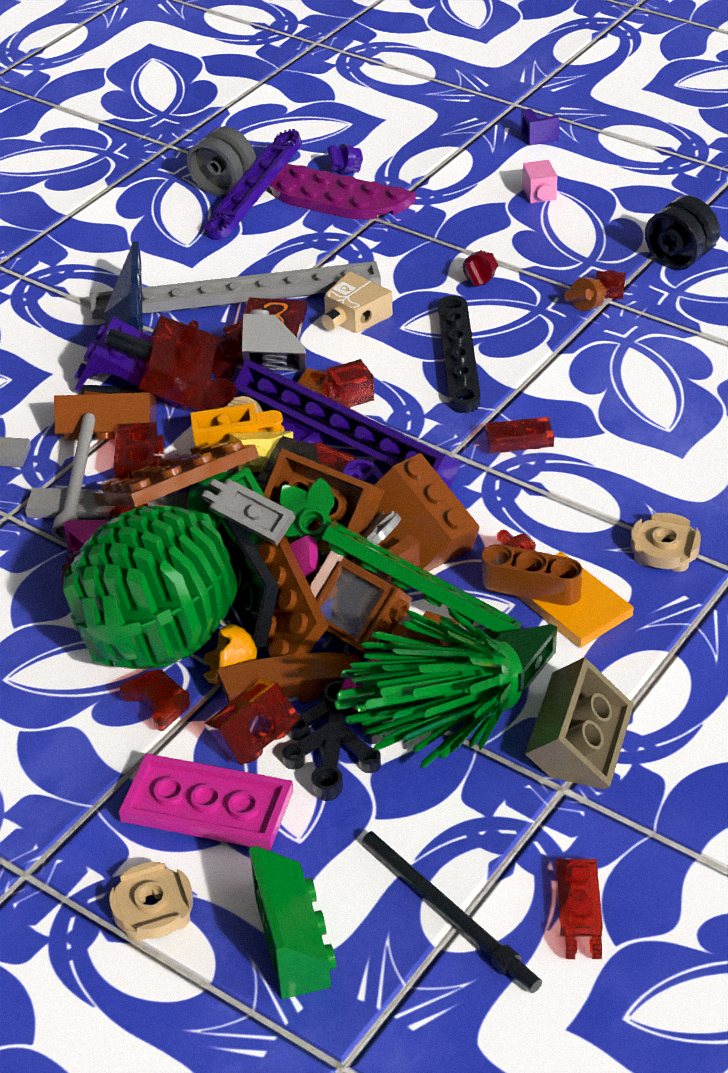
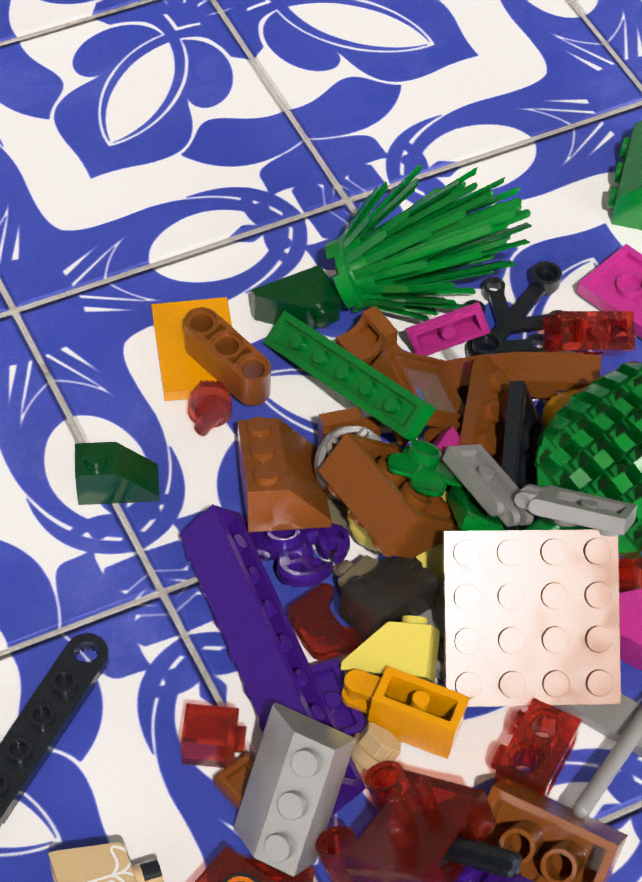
camera: 155 degrees left, 10 degrees up
(168, 490) = (576, 508): none -> light grey hinge
(502, 956) = (493, 103): black bar -> none
(519, 435) = (77, 558): clear red plate -> none
(542, 483) = (114, 475): none -> dark green slope
(579, 905) = (409, 110): clear red hinge -> none
(580, 726) = (300, 221): dark tan slope -> none
(673, 555) = (58, 373): tan plate -> none

